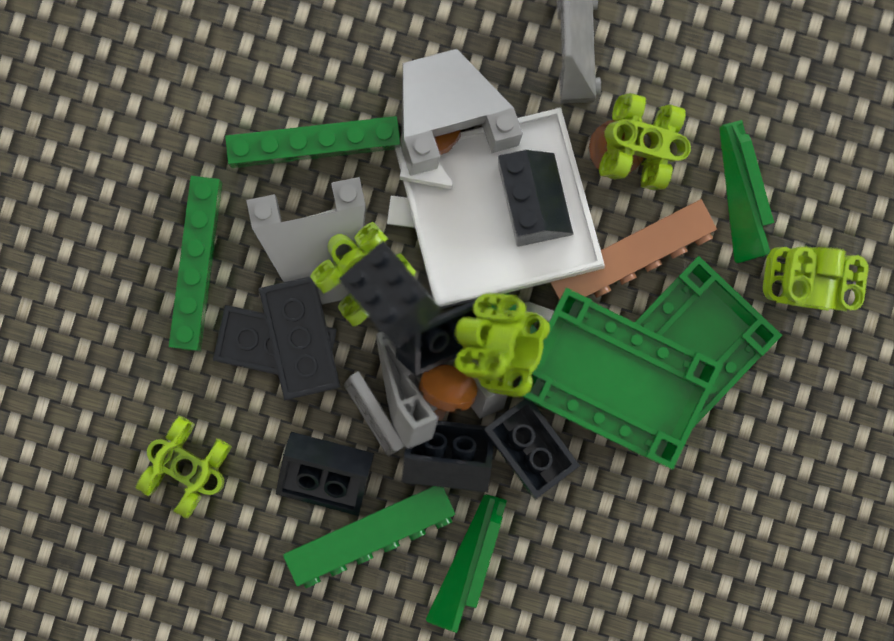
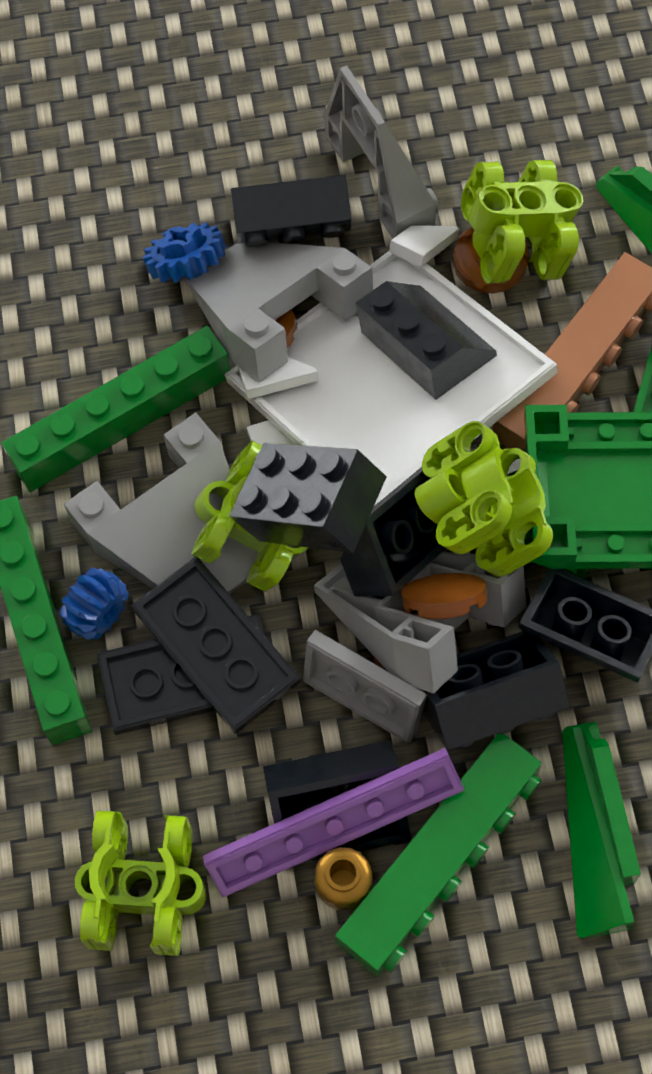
camera: 20 degrees left, 20 degrees down
(236, 275) = (94, 603): none -> blue gear
(304, 522) = (343, 878): none -> pearl gold head
(315, 488) = (333, 822): none -> medium lavender tile
(410, 46) = (184, 252): none -> blue gear
(494, 55) = (291, 210): none -> black slope
(574, 118) = (422, 243): none -> white tile

